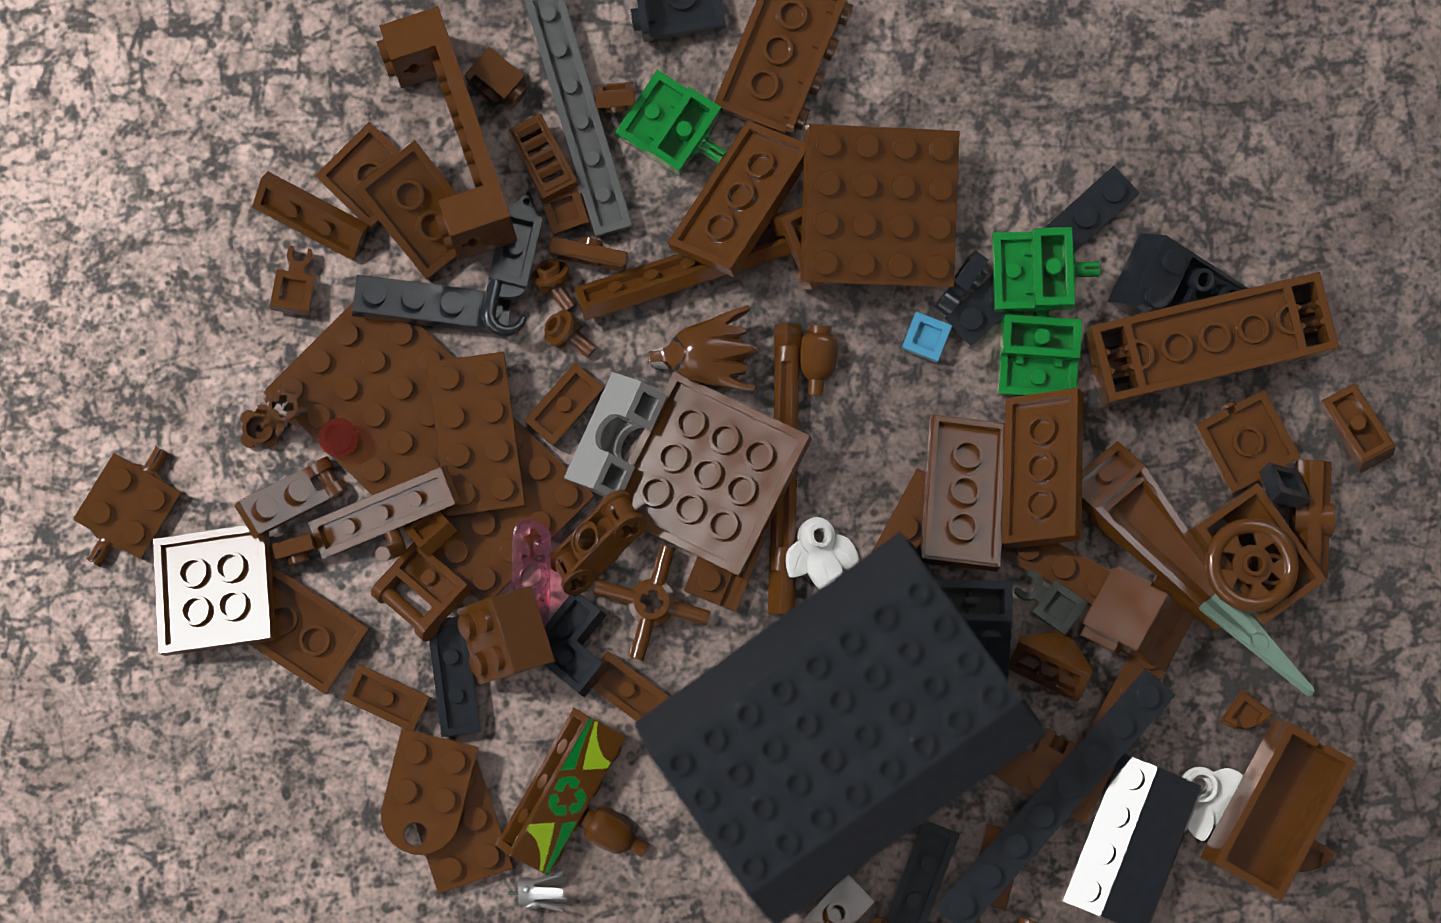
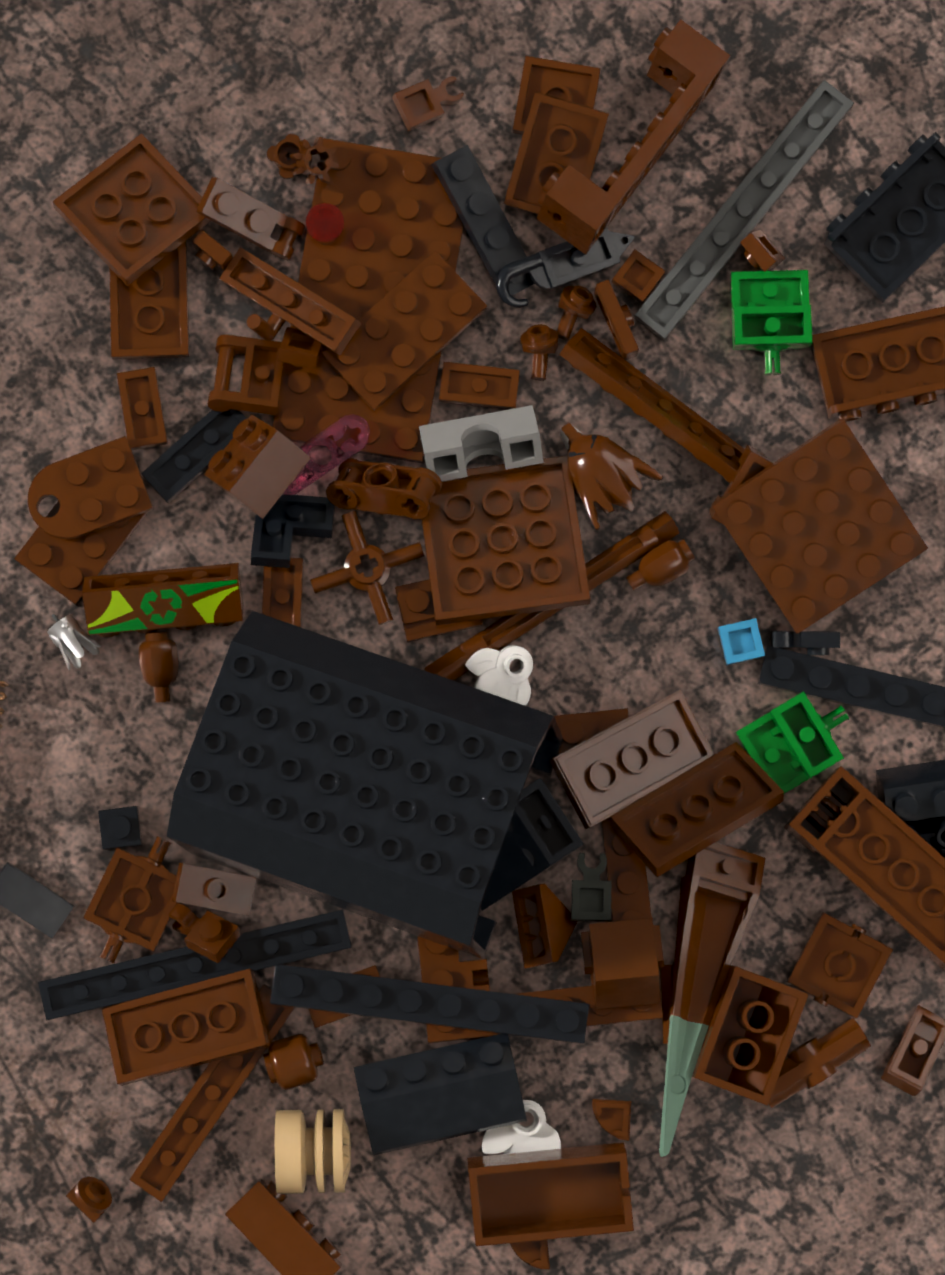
camera: 55 degrees right, 0 degrees up
(127, 506) = (154, 95): reddish brown plate -> none
(310, 215) = (490, 75): reddish brown plate -> none
(497, 79) = (708, 147): reddish brown brick -> none
(531, 136) = (679, 206): reddish brown slope -> none
(740, 198) = (746, 409): reddish brown plate -> none
(1036, 270) = (858, 692): green plate -> none
(1223, 581) = (712, 1058): reddish brown plate -> none
(1284, 486) = (822, 1018): black plate -> none

